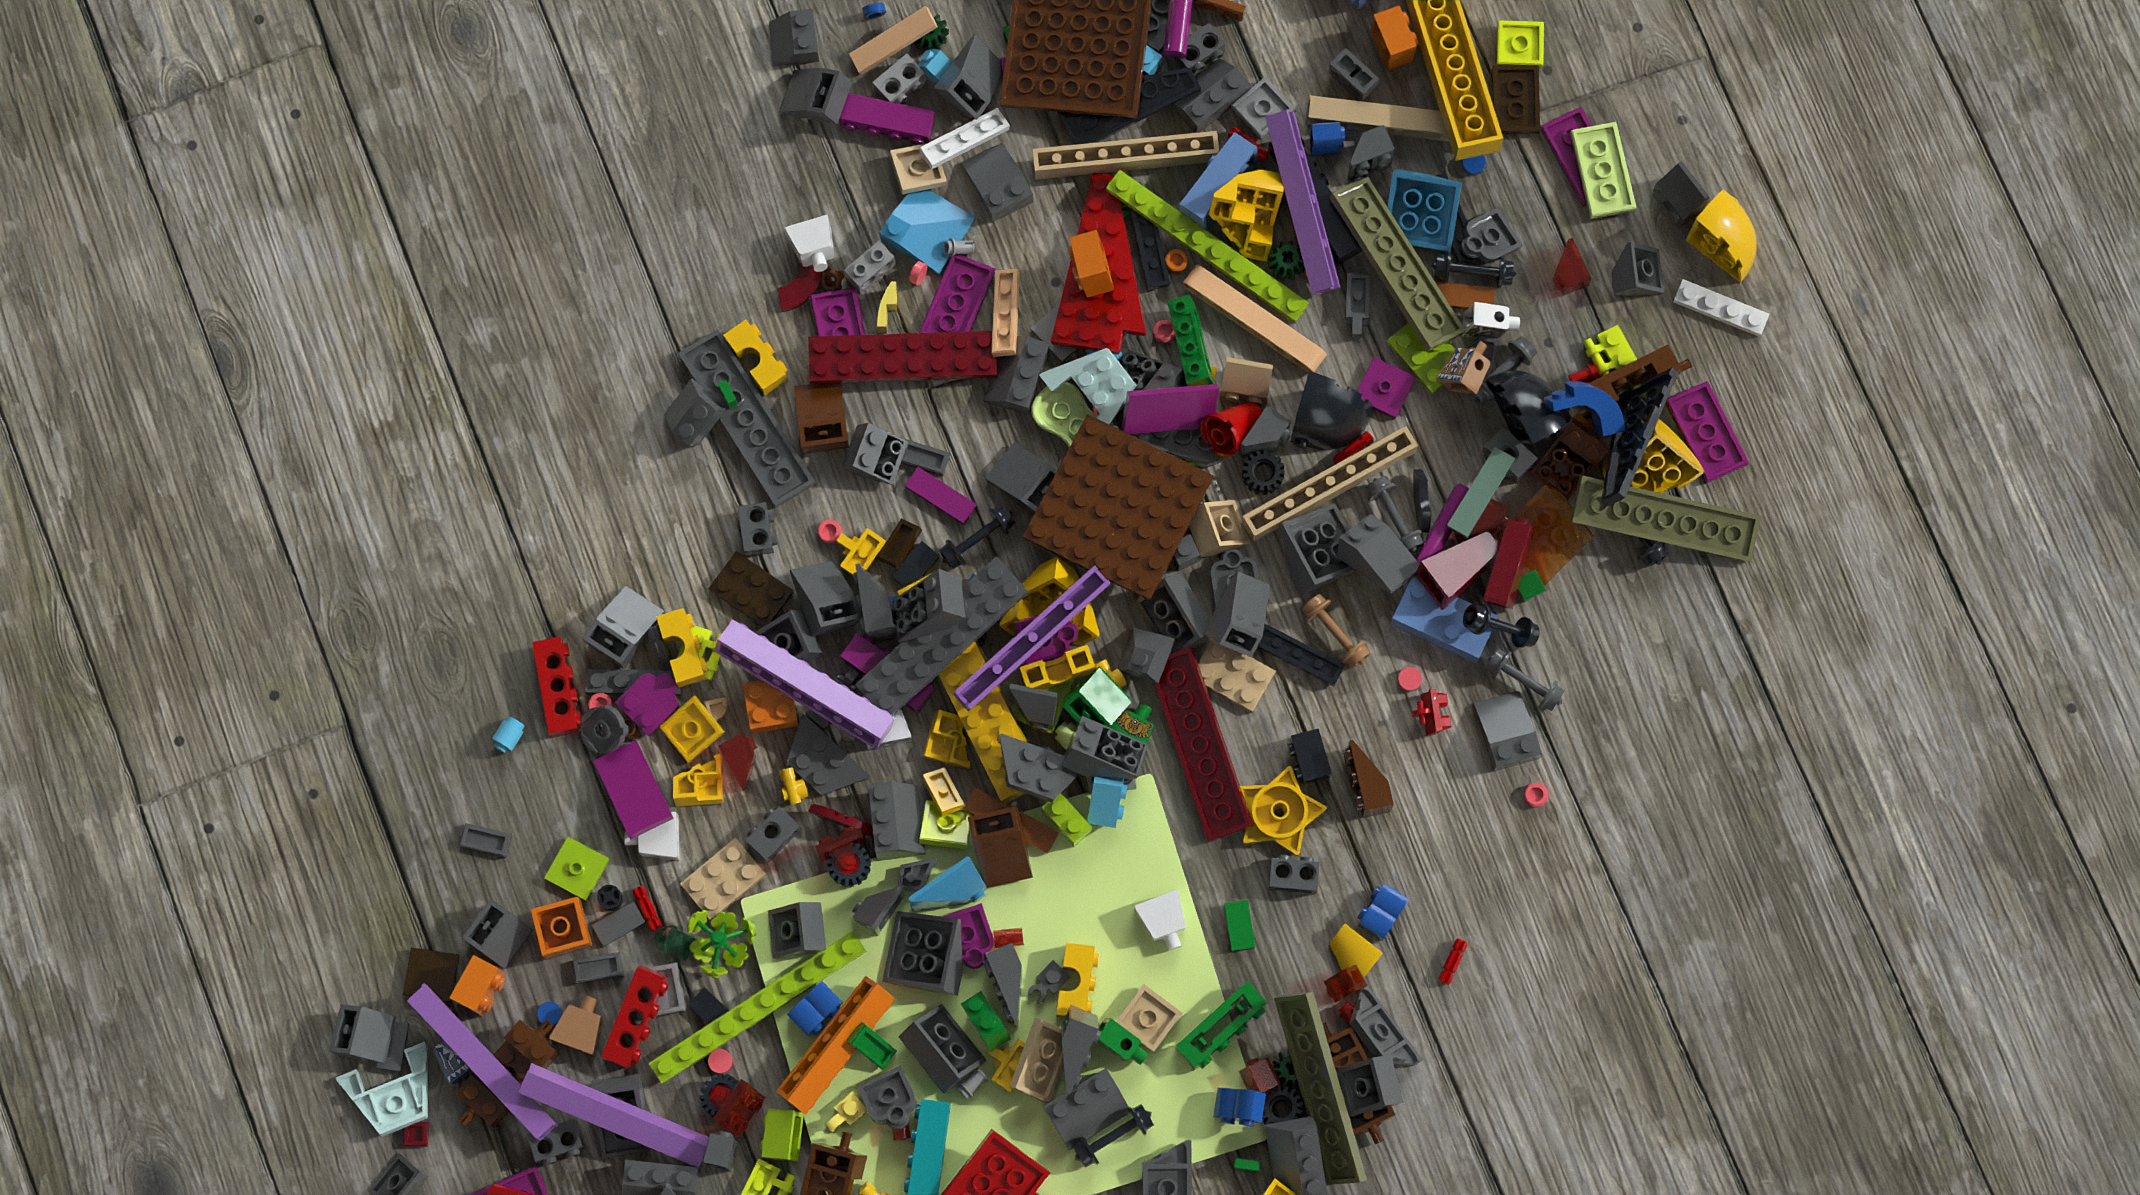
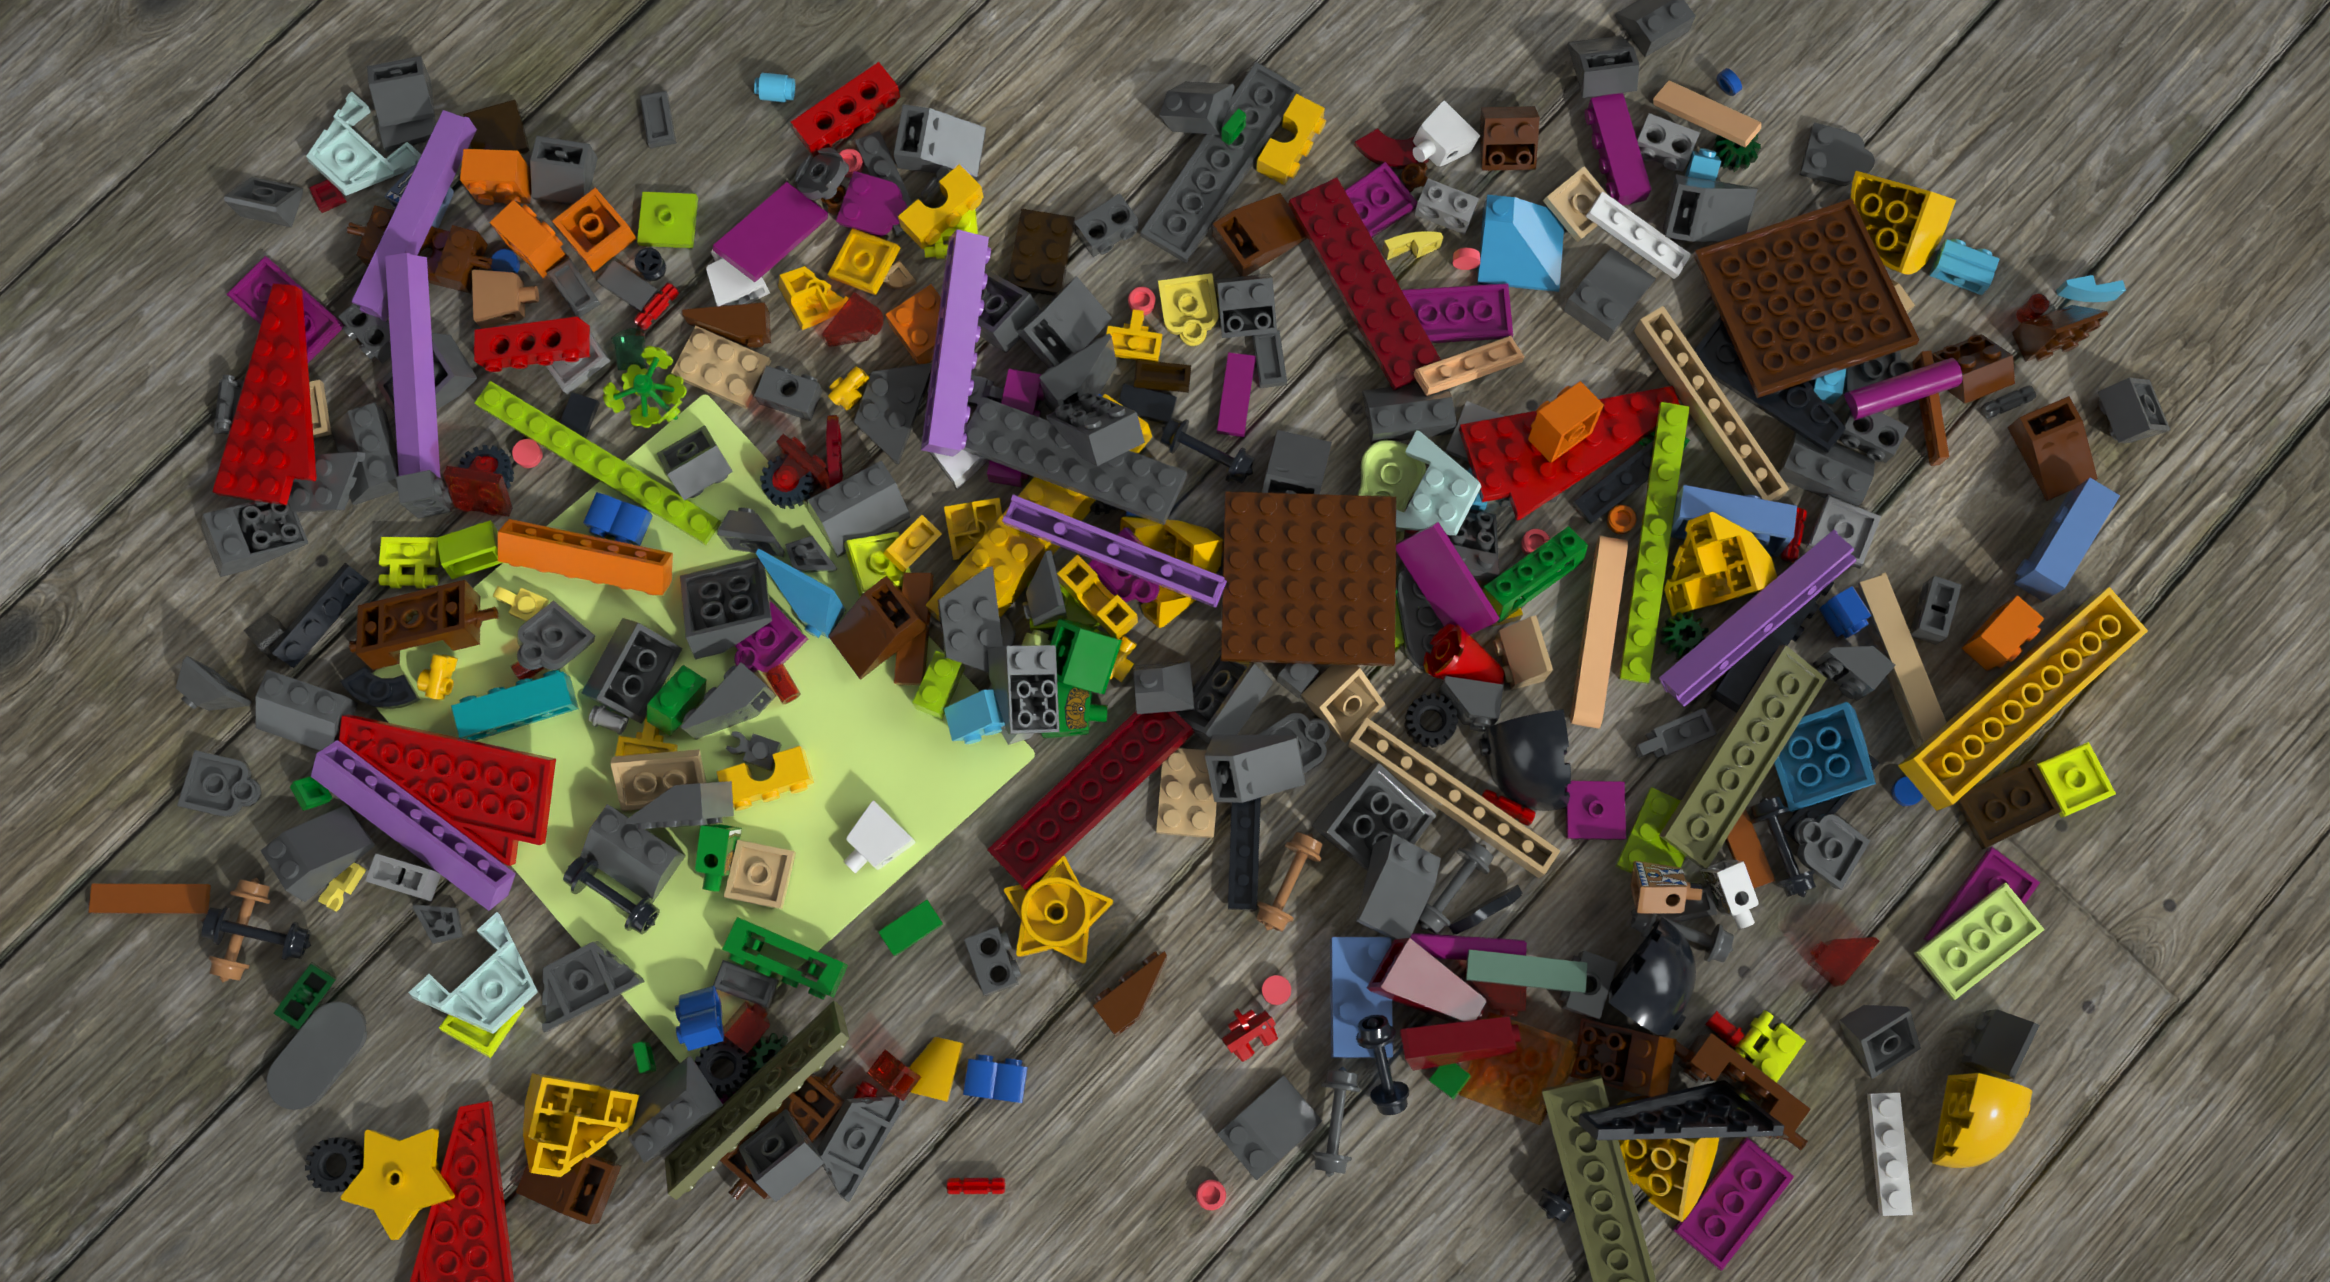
camera: 65 degrees right, 0 degrees up
(544, 981) = (529, 237): none -> orange brick
(695, 850) = (739, 323): none -> reddish brown slope
(836, 194) = (1509, 138): none -> reddish brown slope
(853, 497) = (1189, 307): none -> light yellow plate
(871, 1045) = (600, 594): green tile -> none
(954, 247) = (1516, 285): light grey pin -> none
(1226, 1065) = (745, 983): none -> dark grey tile
(1309, 756) = (1134, 917): black brick -> none
(1604, 410) = (1692, 1069): blue arch -> none

